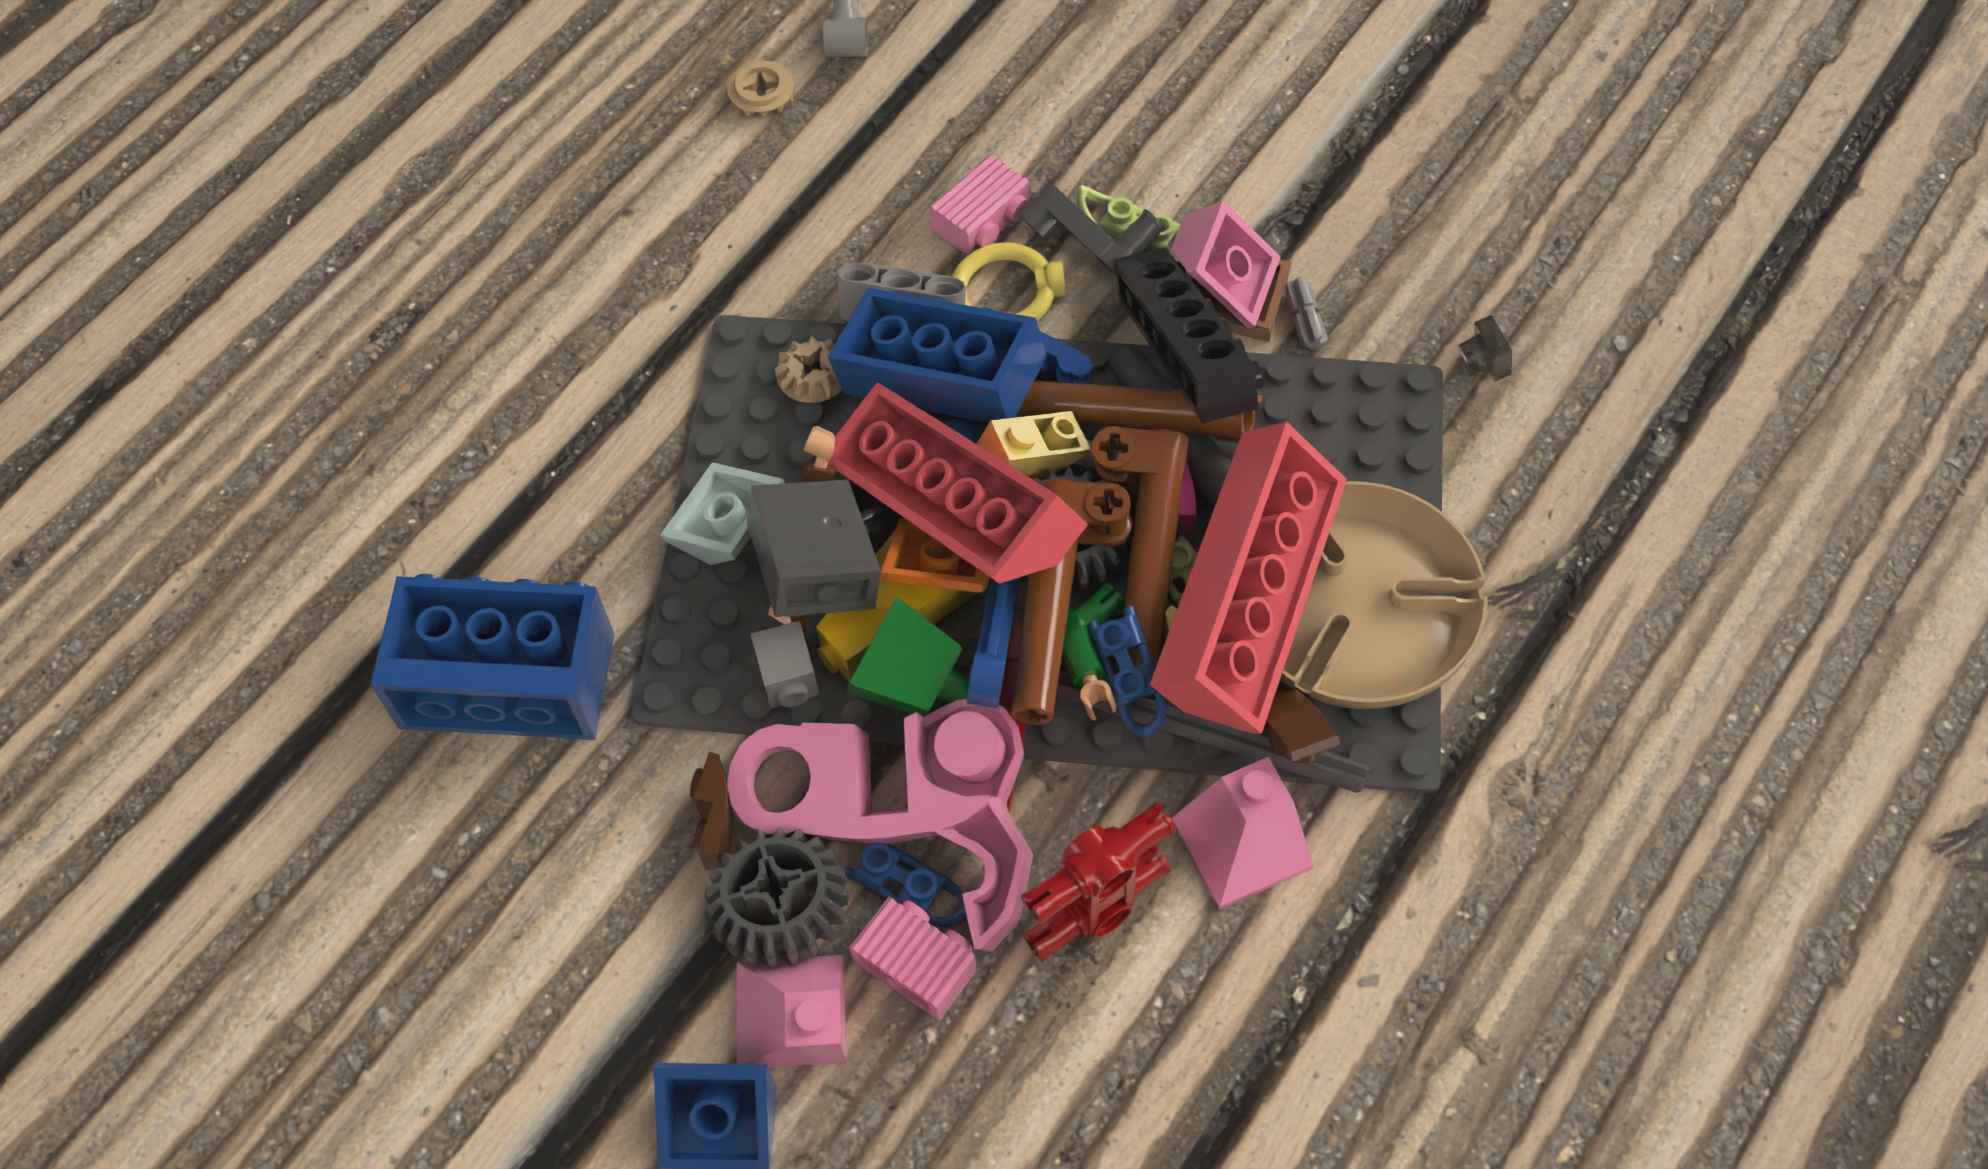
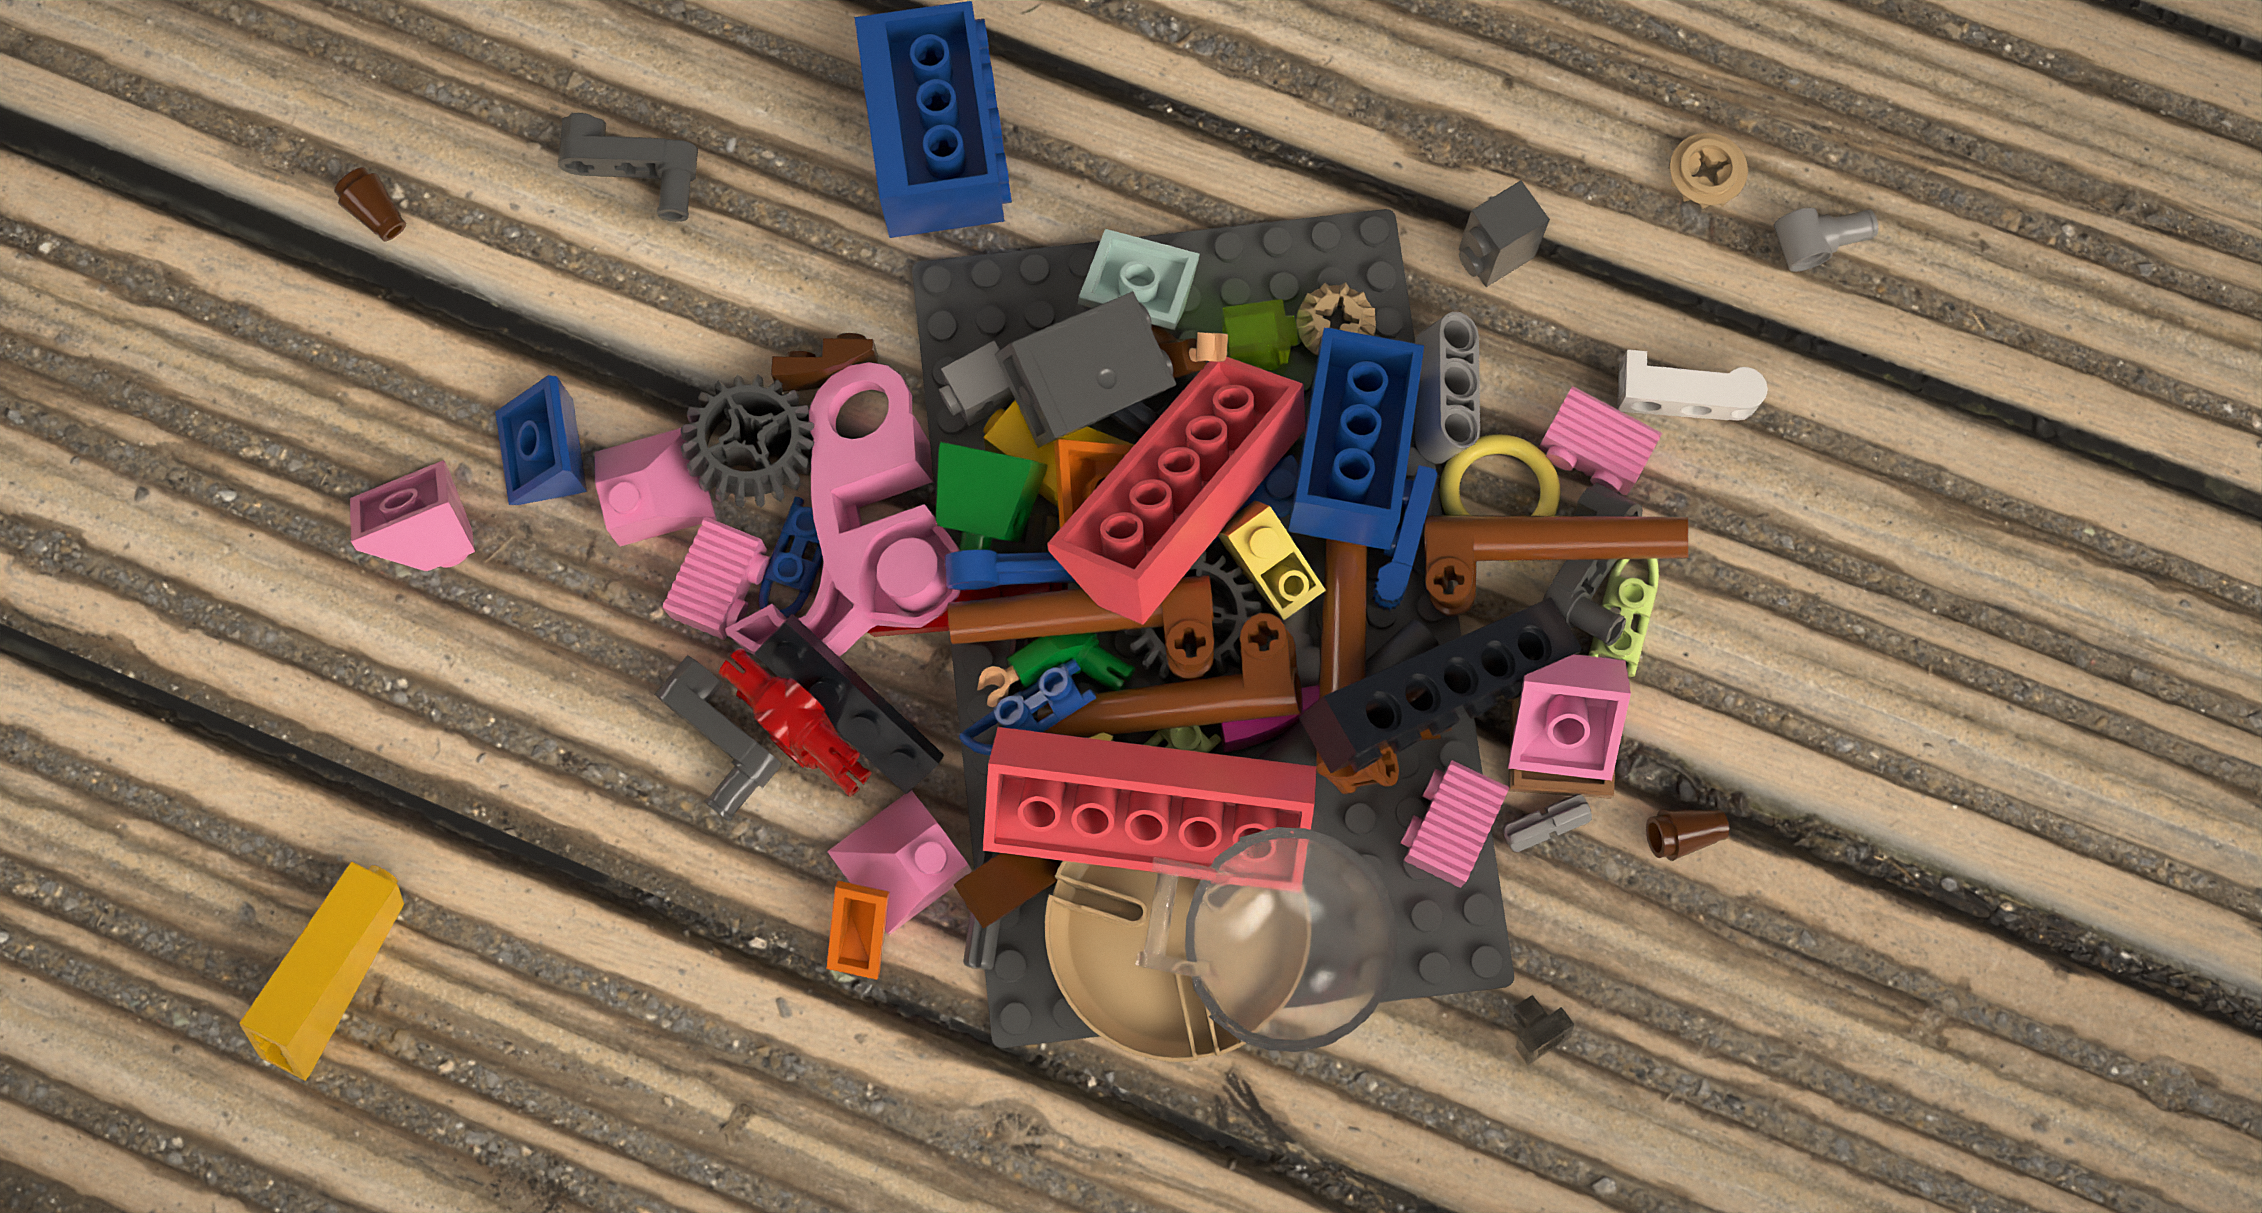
camera: 75 degrees right, 15 degrees up
(398, 1011) = (589, 152): none -> dark grey beam
(776, 224) = (1502, 234): none -> dark grey brick
(800, 415) = (1259, 333): none -> clear neon green brick
(953, 141) = (1687, 391): none -> white leg
(1036, 1009) = (688, 696): none -> dark grey beam
(1039, 855) = (851, 704): none -> black plate
(1050, 295) = (1460, 541): none -> dark orange axle
(1303, 366) = (1454, 823): none -> bright pink brick
(1306, 882) = (857, 929): none -> orange slope
(1332, 222) = (1685, 831): none -> reddish brown cone
(1403, 473) = (1281, 937): none -> clear windscreen

